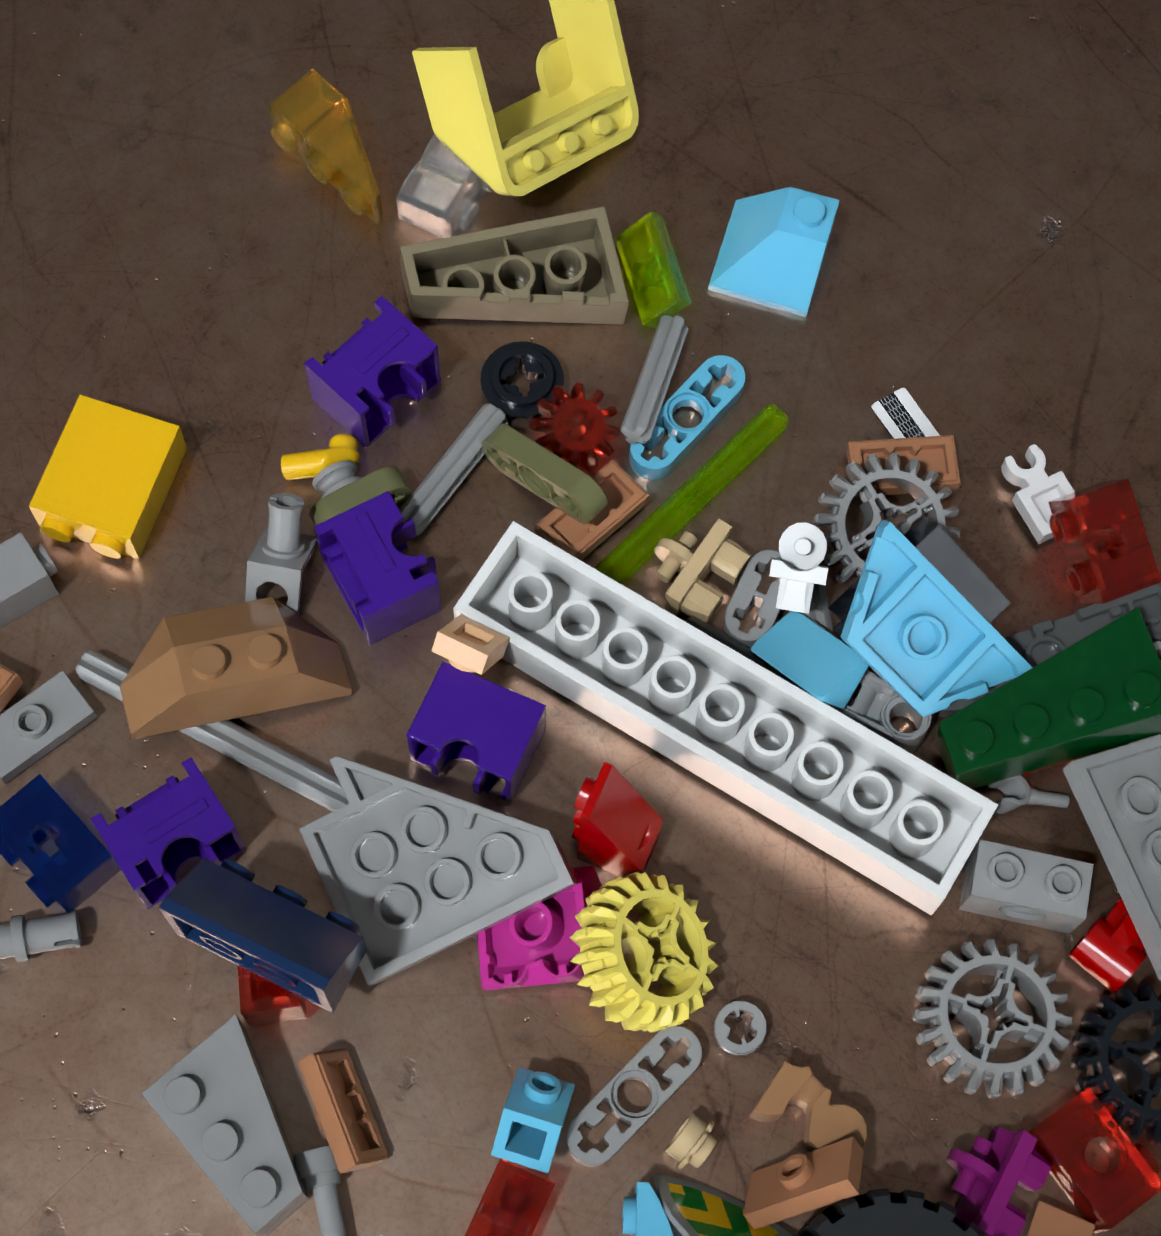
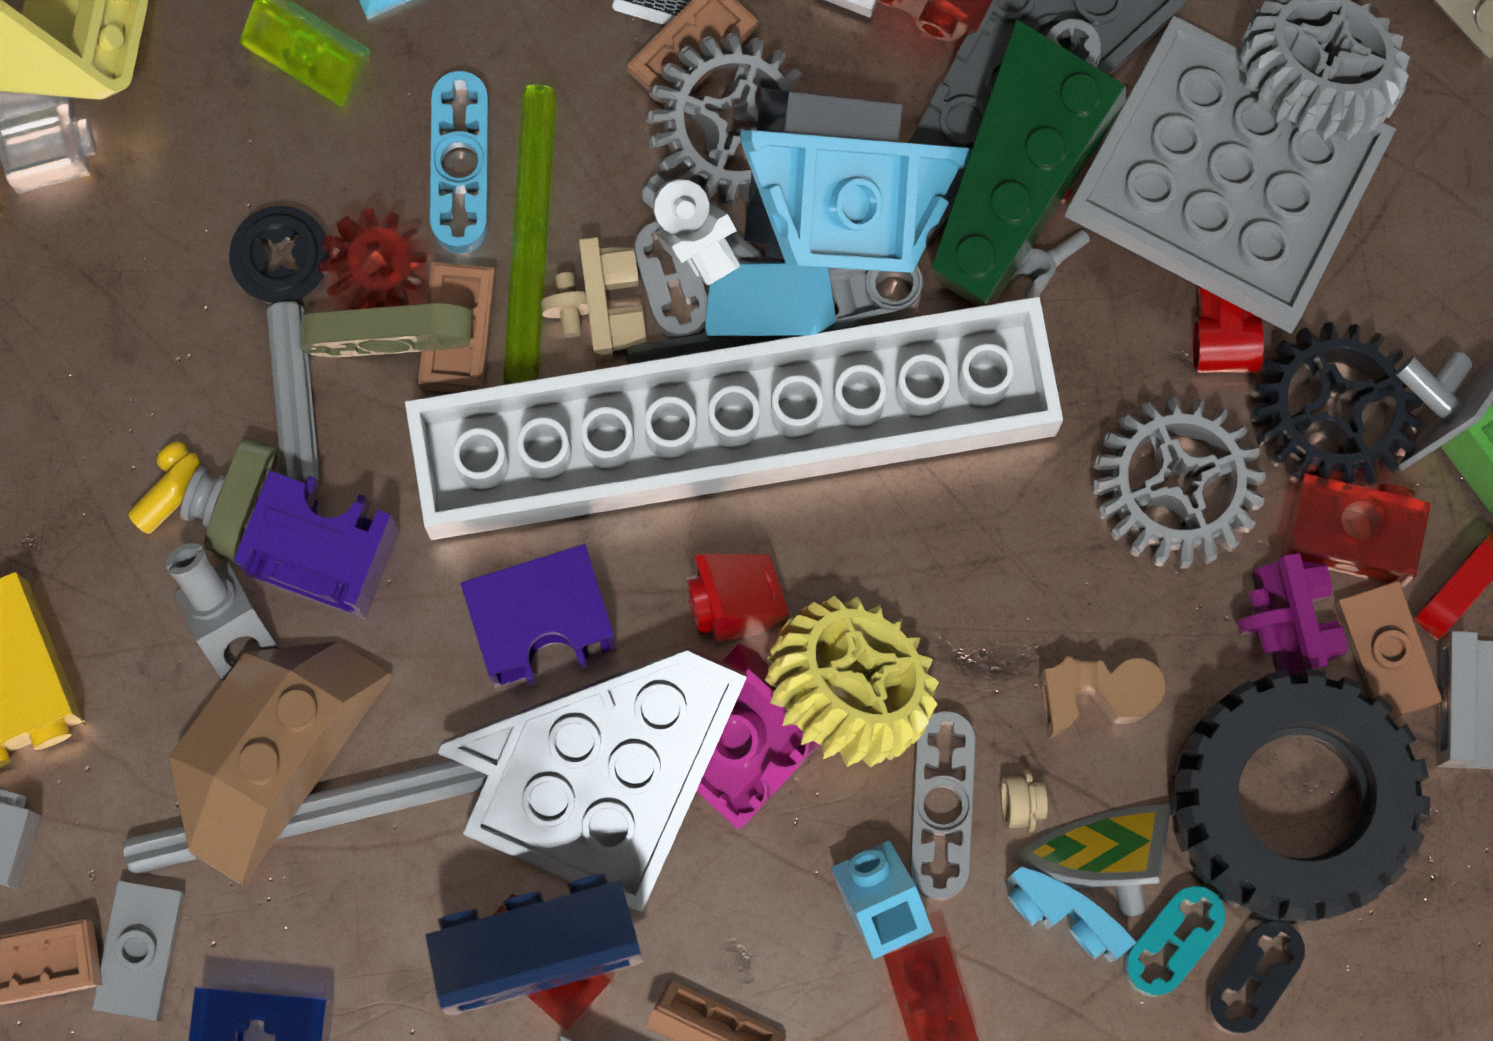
camera: 40 degrees left, 10 degrees up
(167, 831) = (348, 933): dark purple piece -> none
(373, 369) = (138, 364): dark purple piece -> none
(470, 645) = (472, 547): light nougat plate -> none
(520, 272) = (194, 150): dark tan wedge -> none
(654, 379) = (402, 153): light grey axle -> none
(757, 1025) = (991, 656): light grey bush -> none
(804, 1183) = (1144, 755): nougat plate -> none
(1026, 887) = (1116, 344): light grey brick -> none

